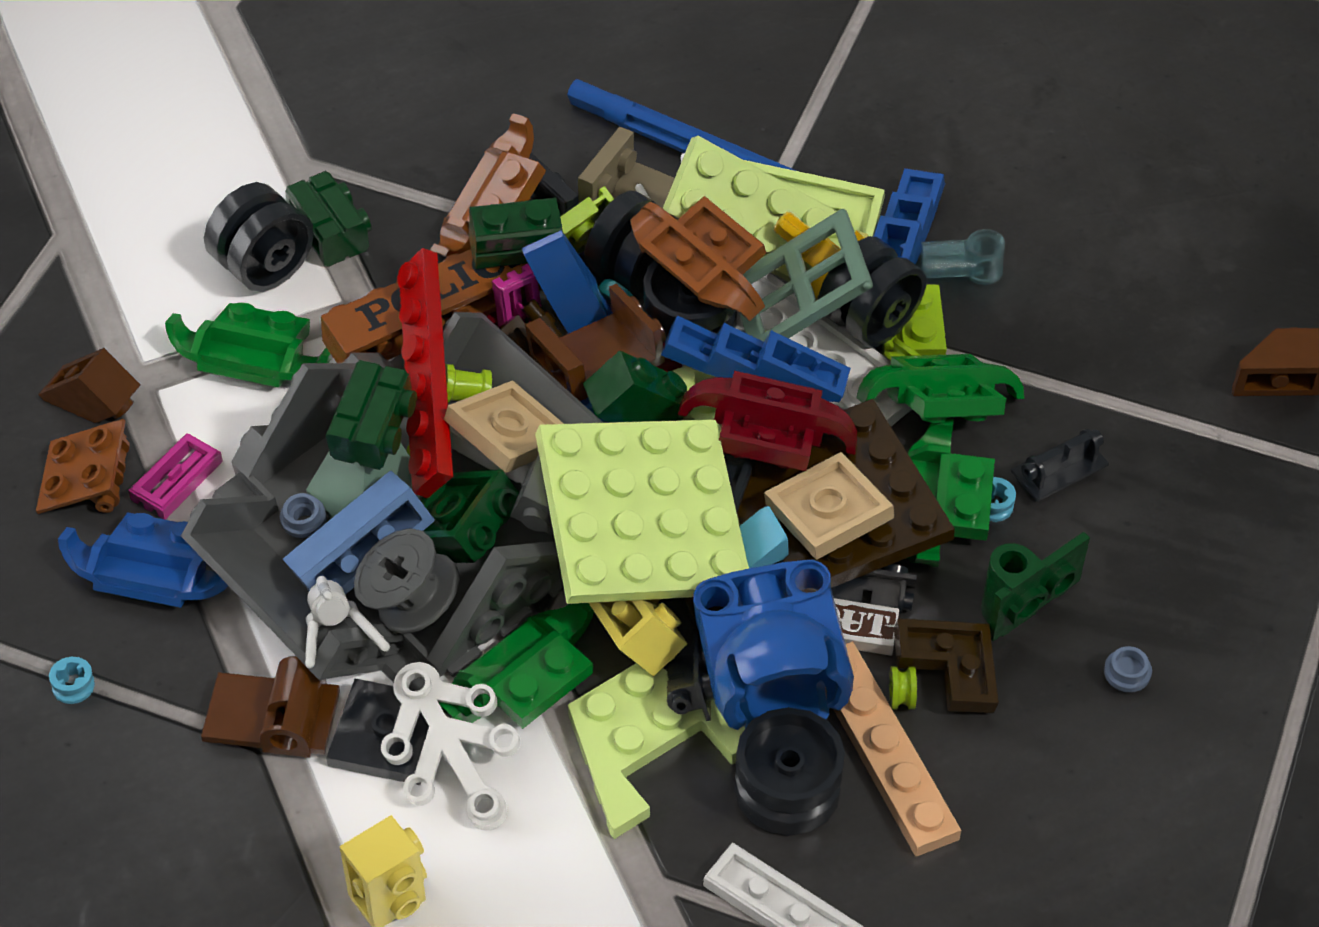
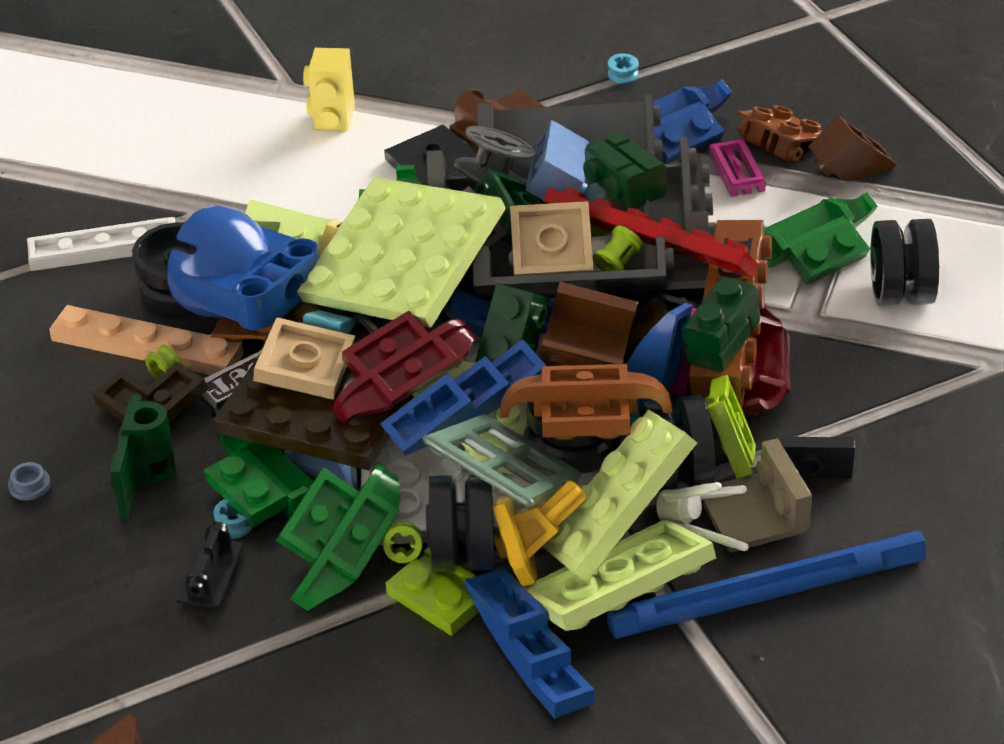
camera: 135 degrees right, 10 degrees down
(330, 608) = (523, 127): white plant -> none
(335, 221) = (906, 327): dark green brick -> none
(445, 736) = (386, 161): white plant -> none
(500, 177) = (819, 396): plate -> none
(977, 258) = (450, 657): clear light blue piece -> none

